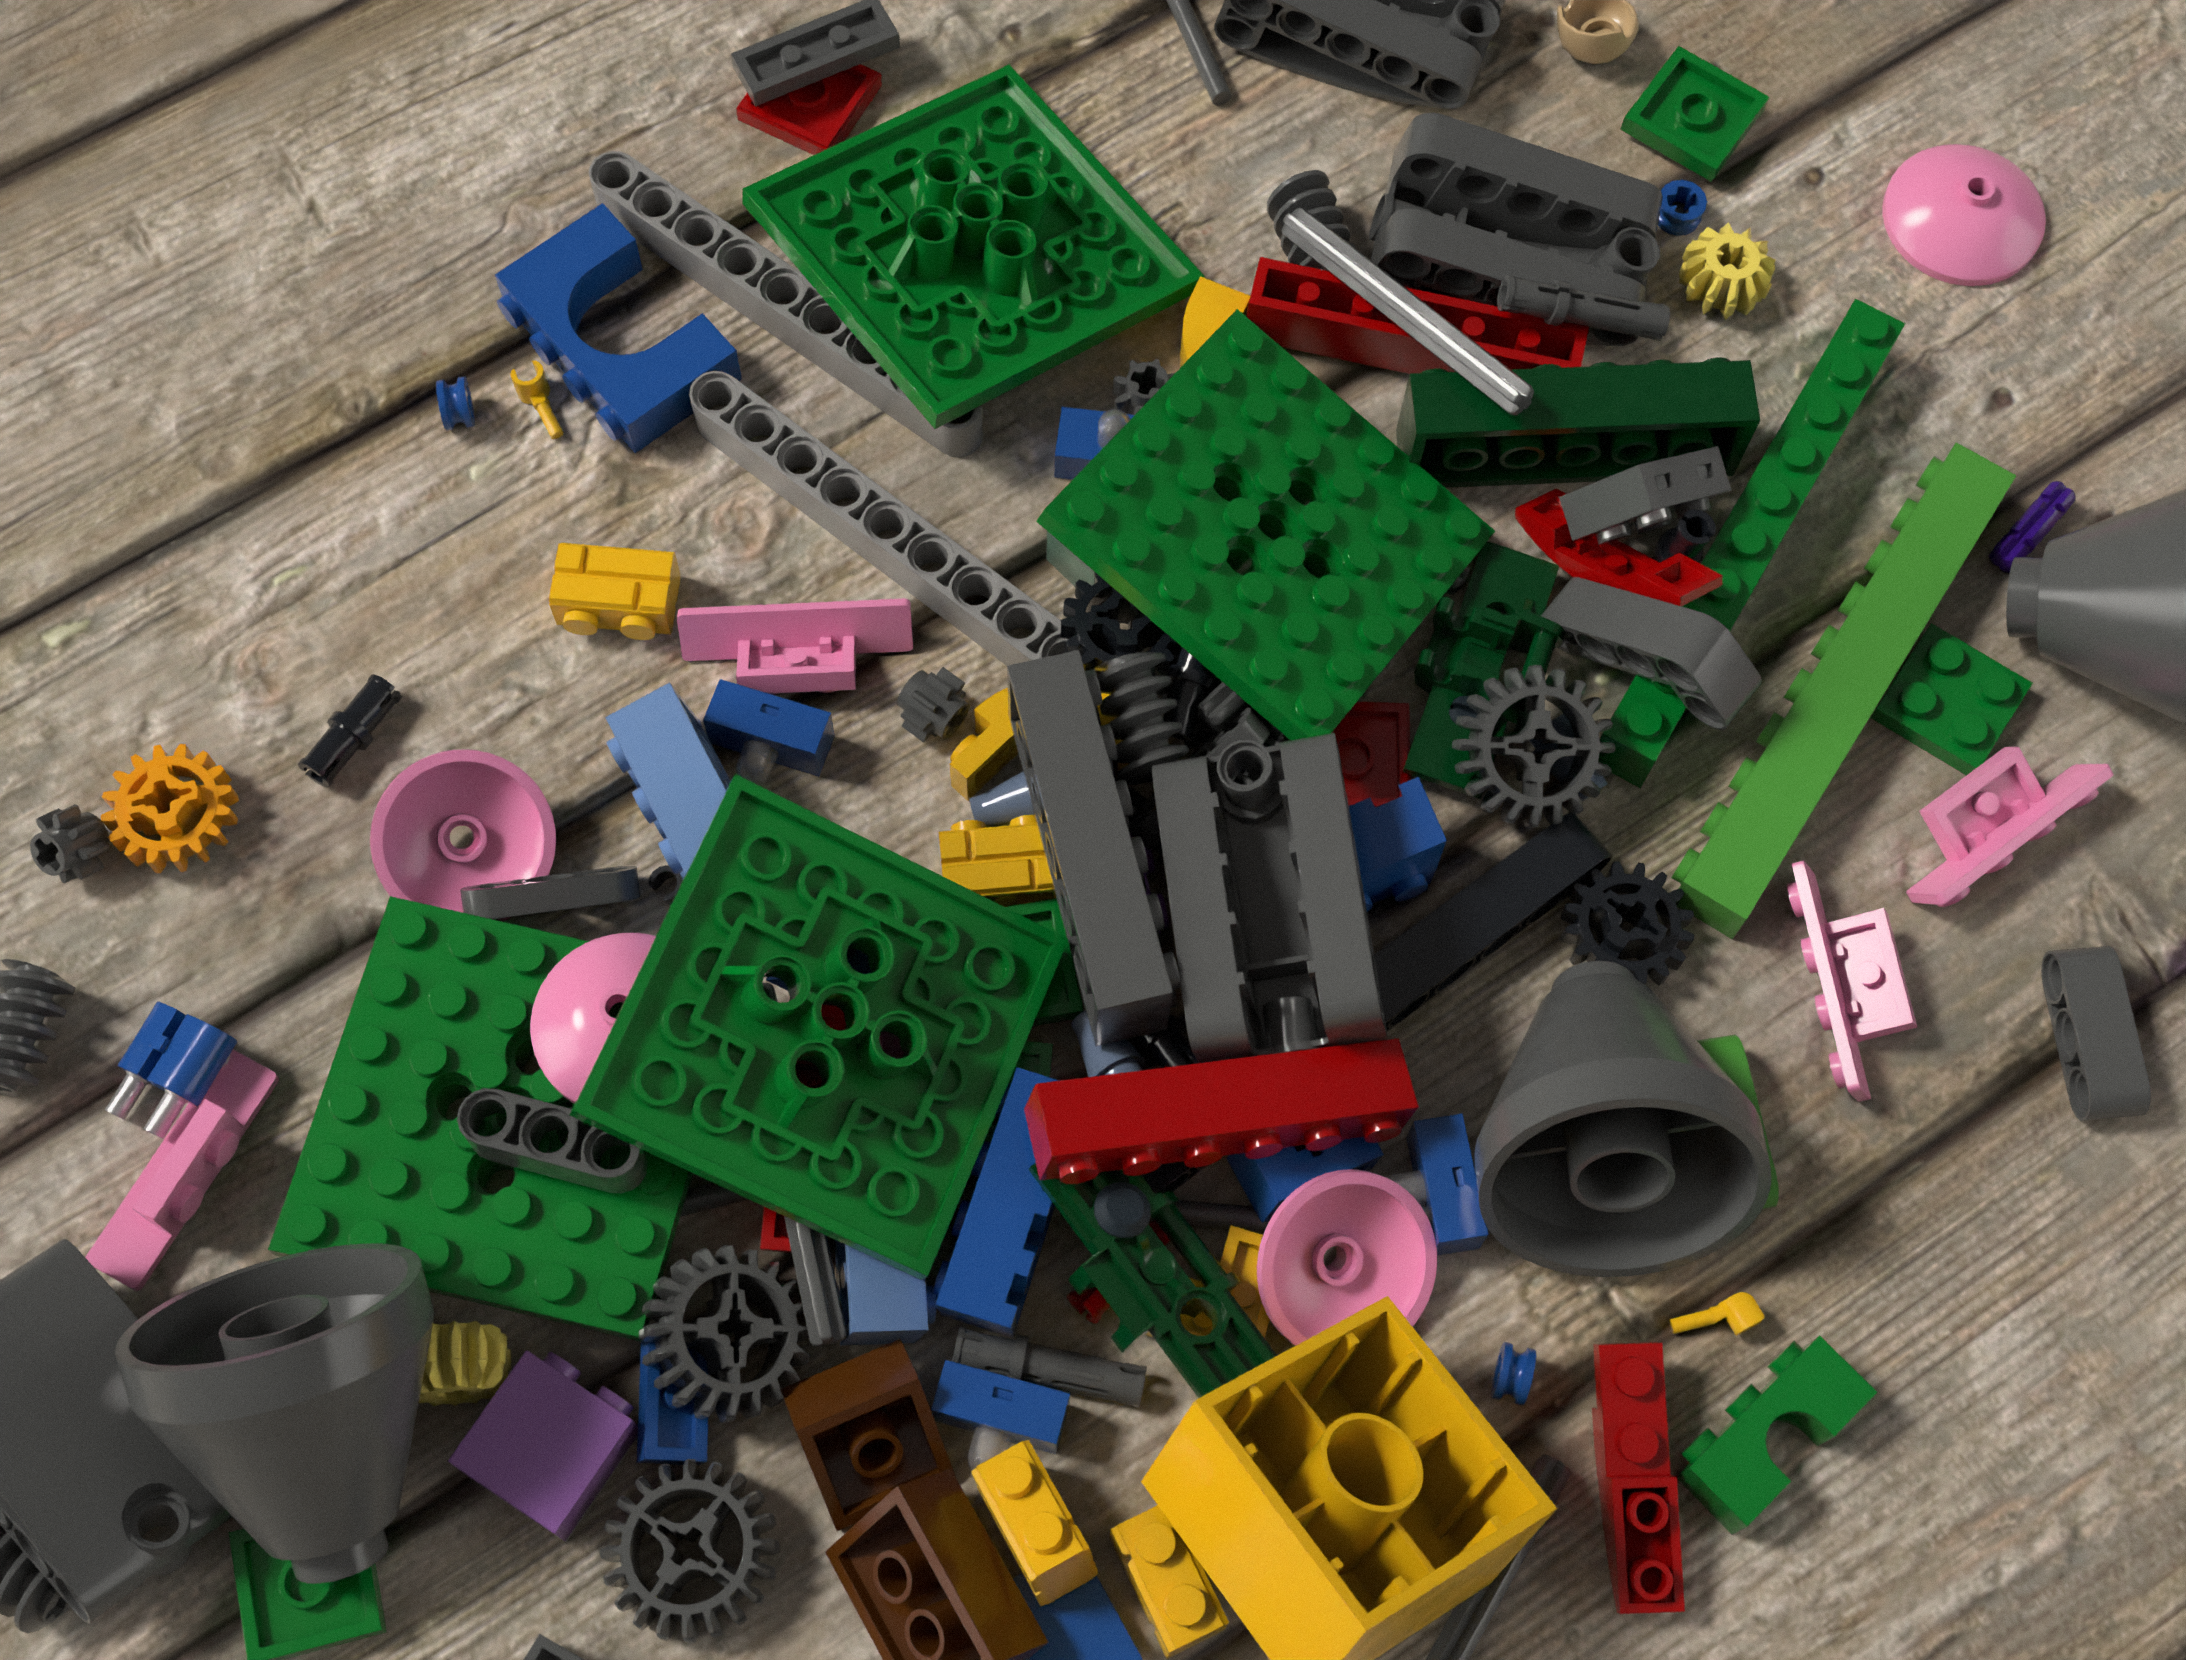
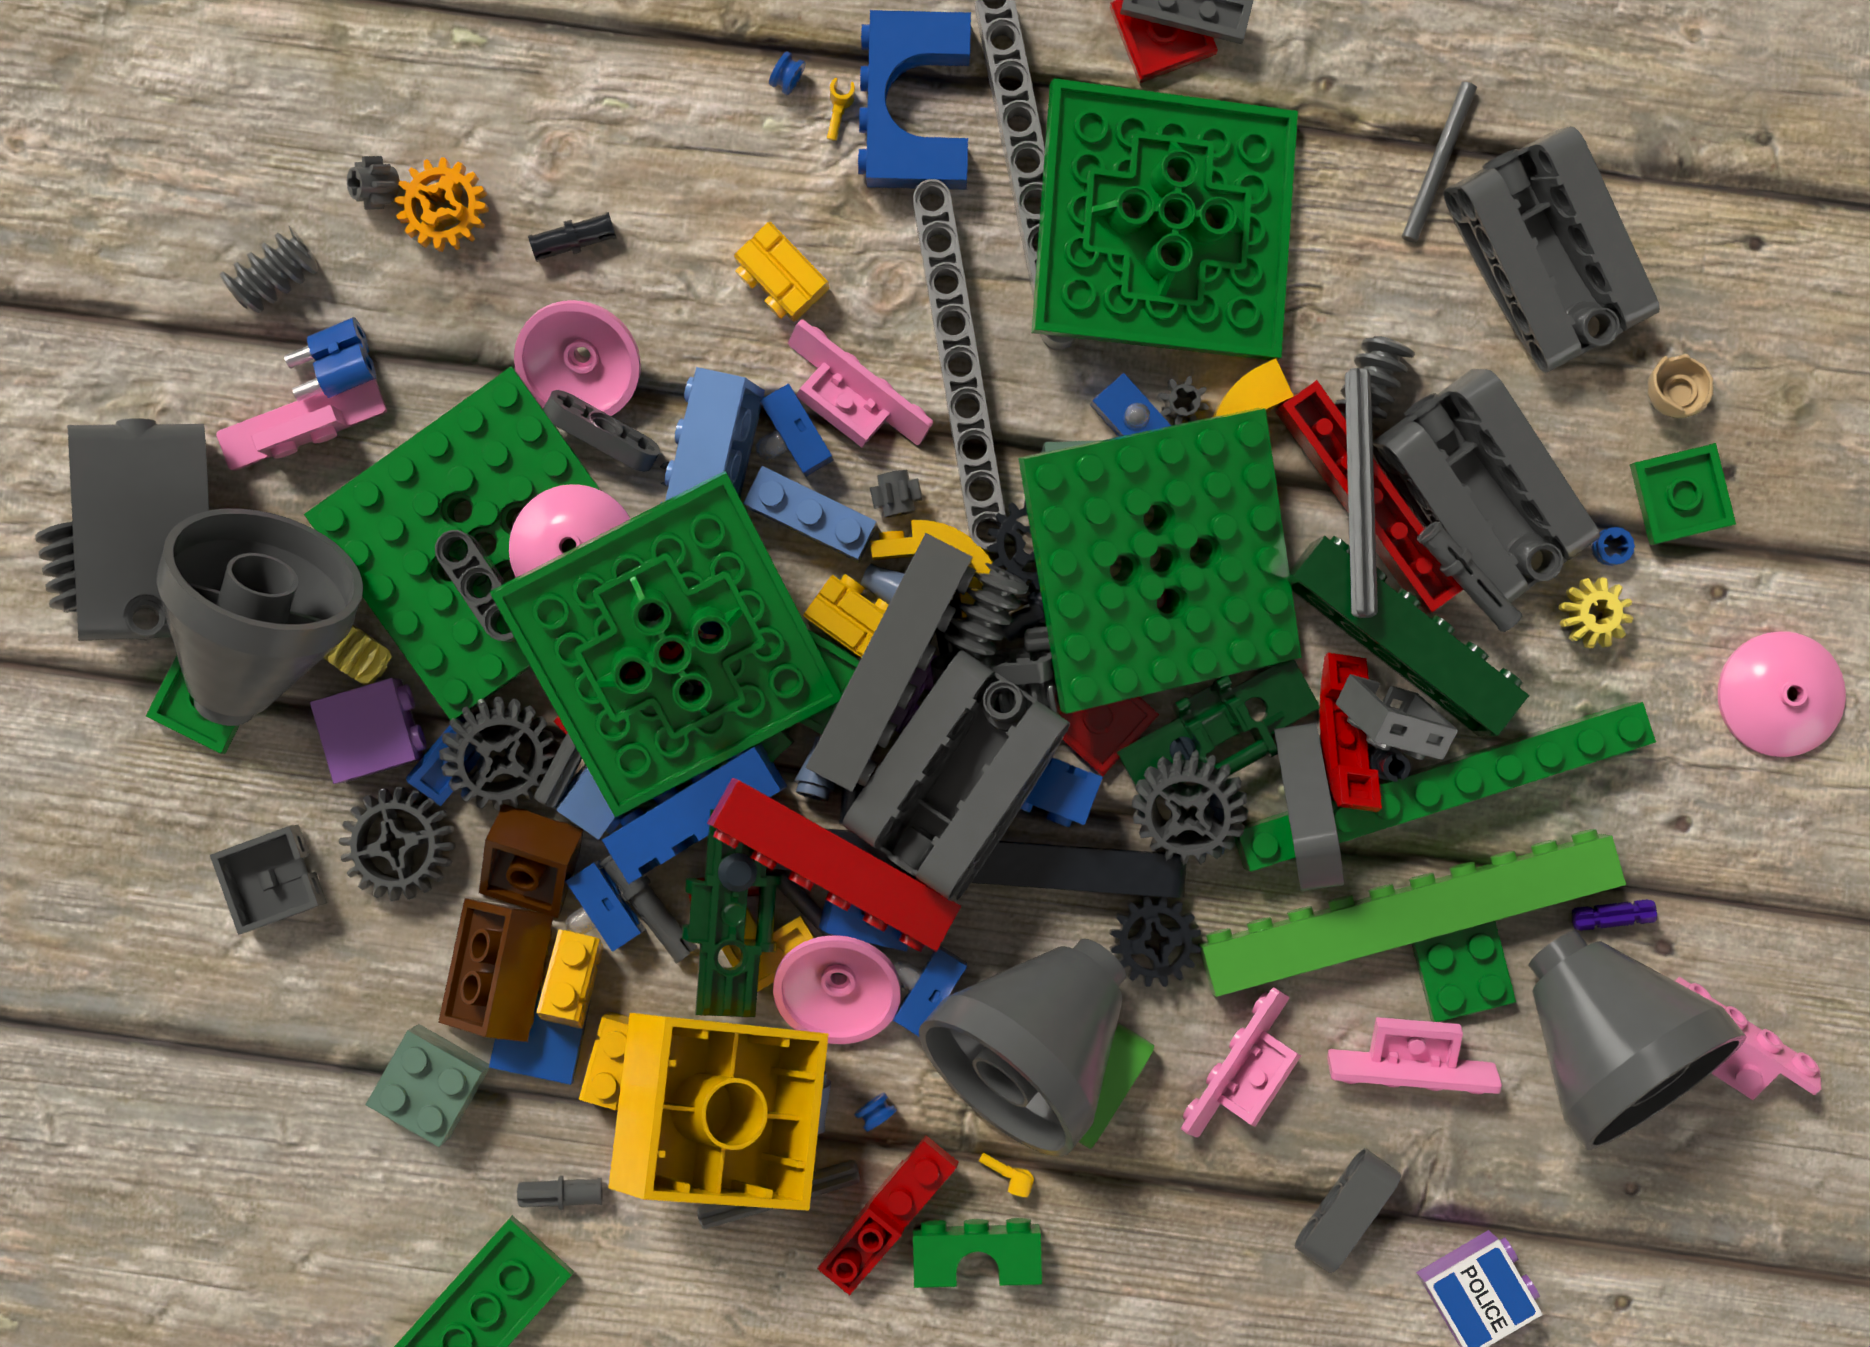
camera: 45 degrees right, 20 degrees up
(874, 789) = (810, 514): none -> medium blue brick

